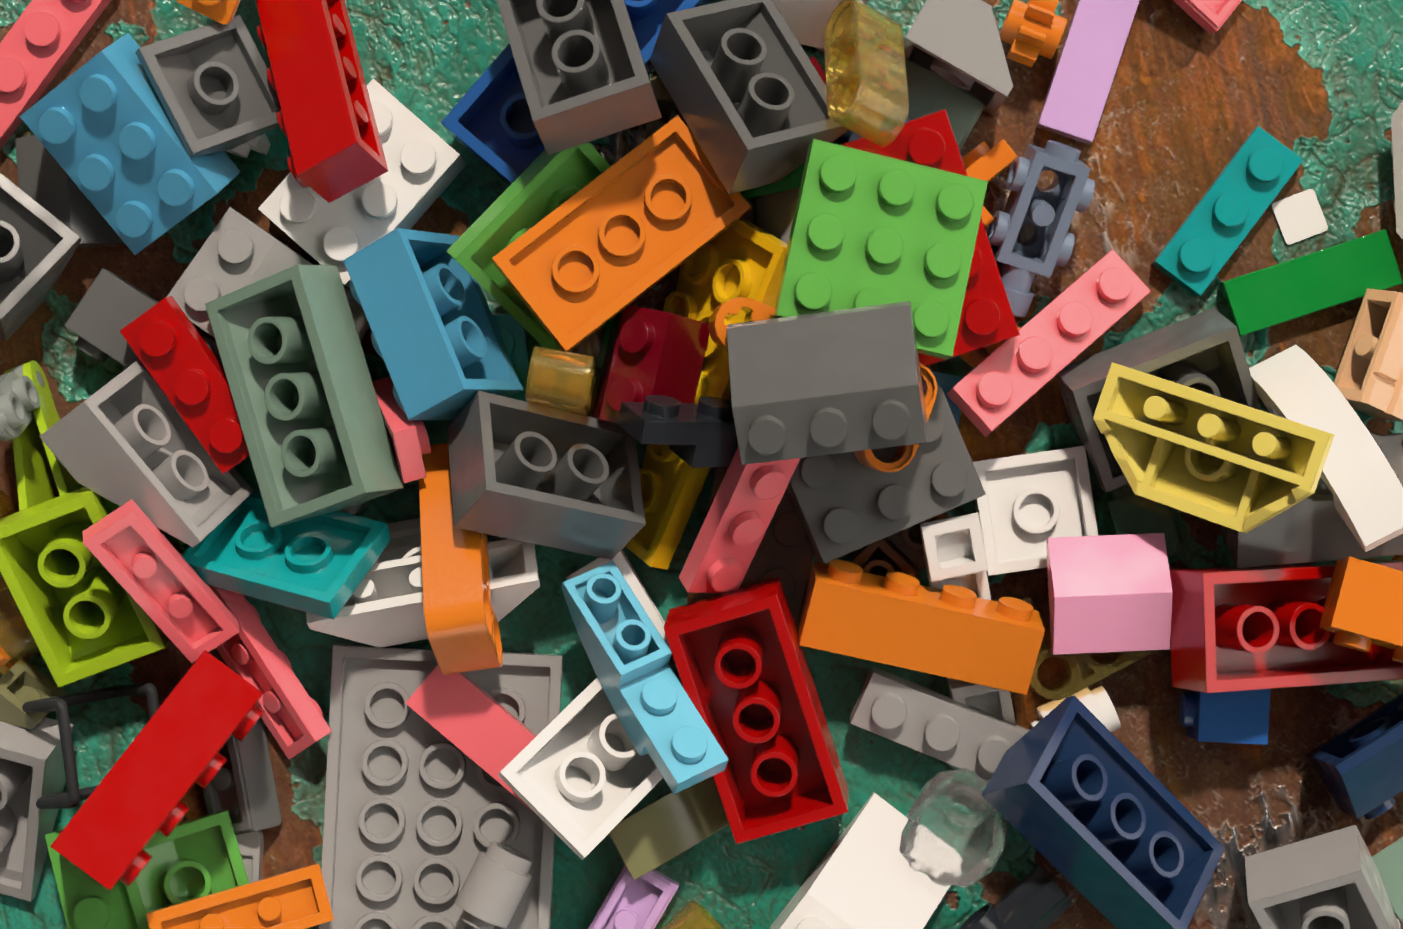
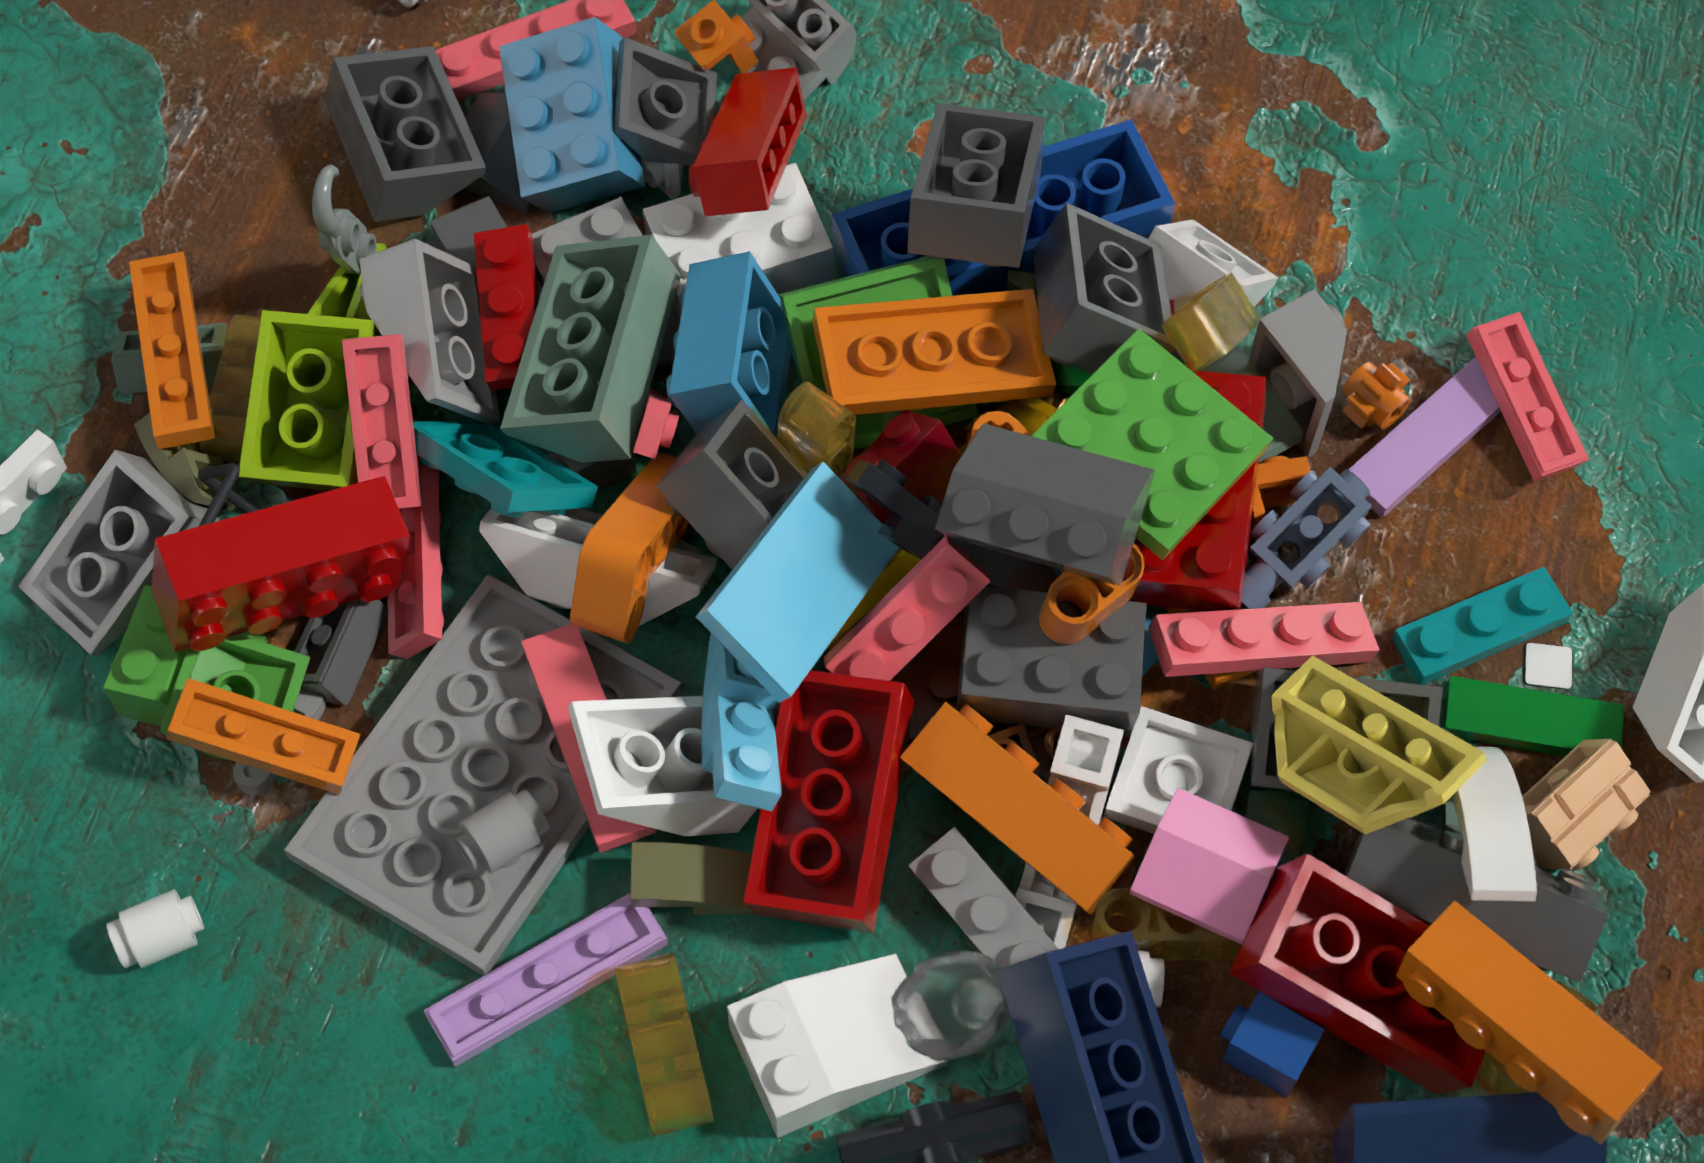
camera: 20 degrees right, 25 degrees down
(632, 551) = (798, 582): none -> medium azure tile

